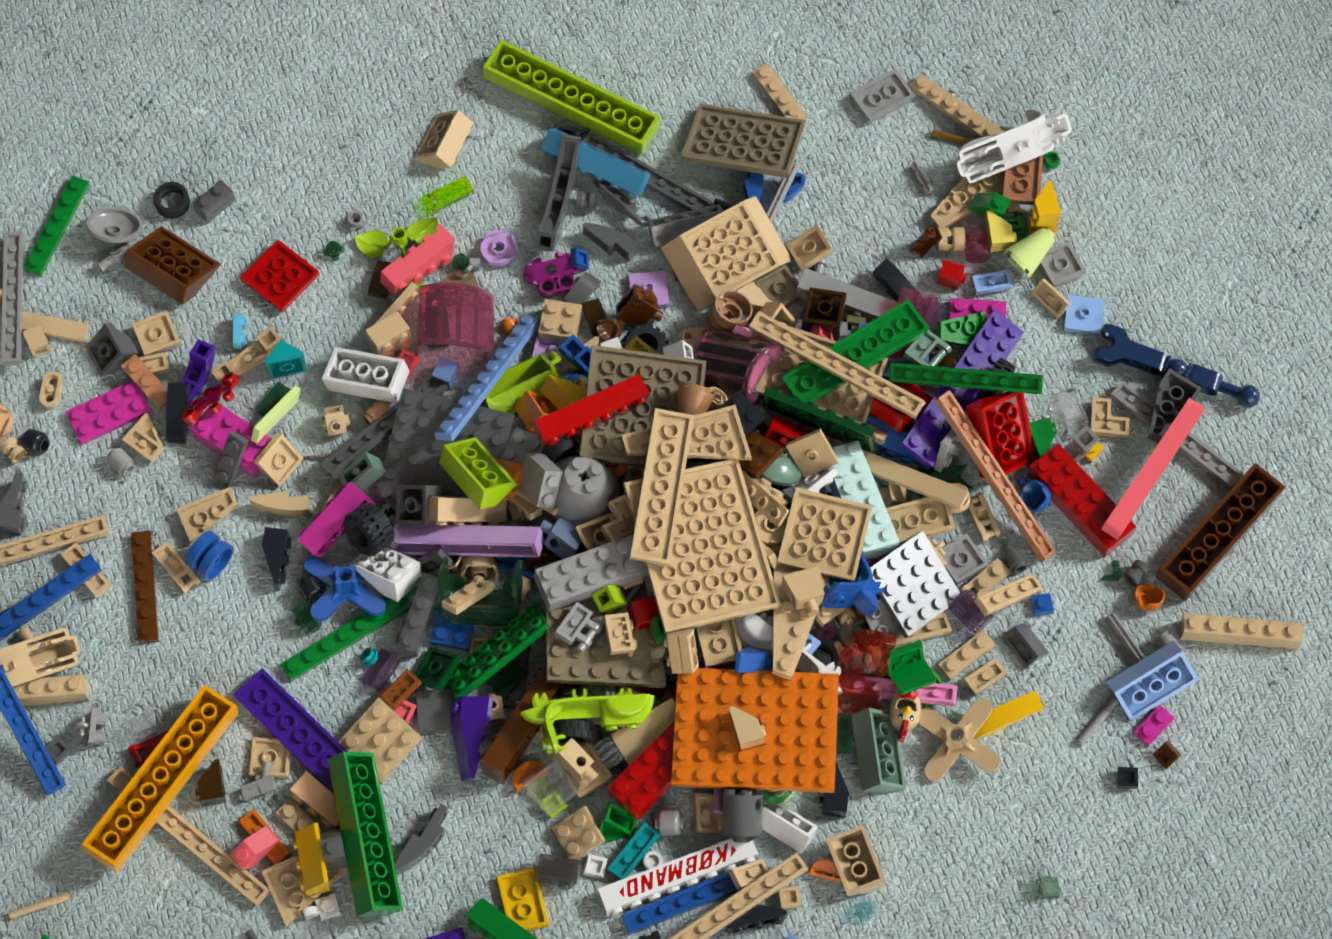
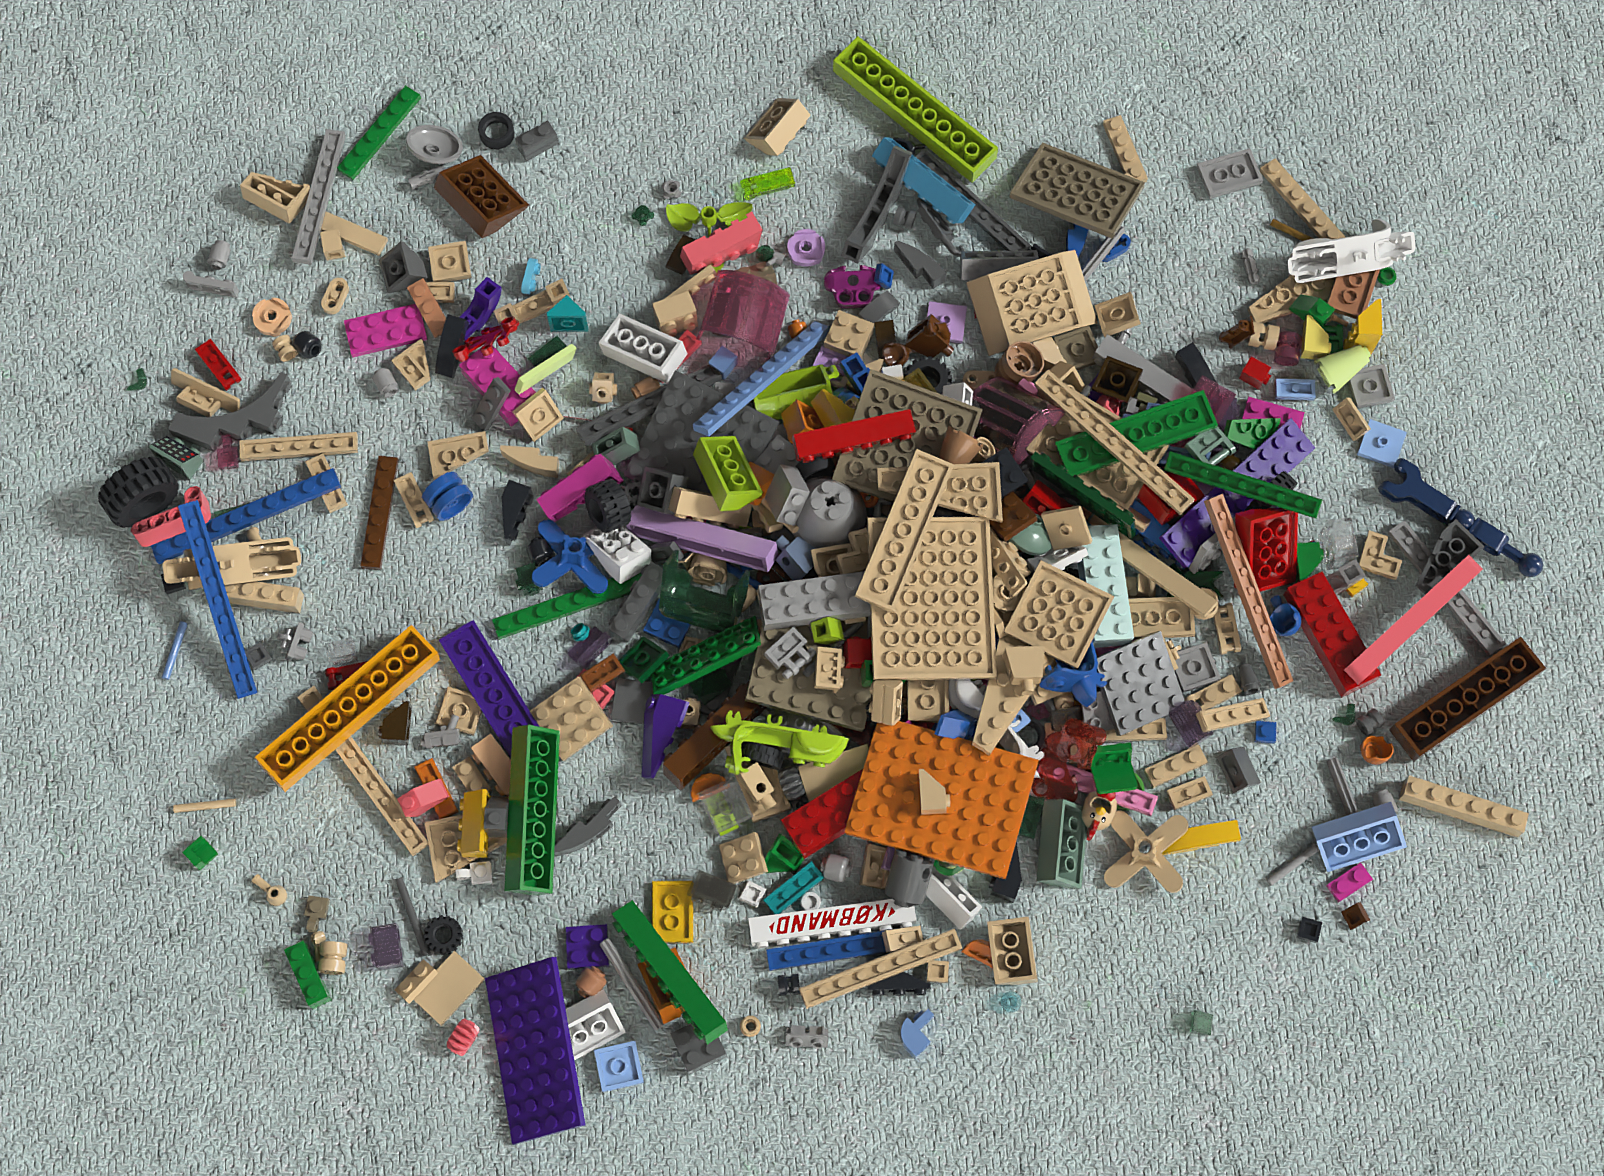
camera: 15 degrees right, 5 degrees up
(279, 276) = (583, 229): red plate -> none
(468, 595) = (690, 593): tan plate -> none

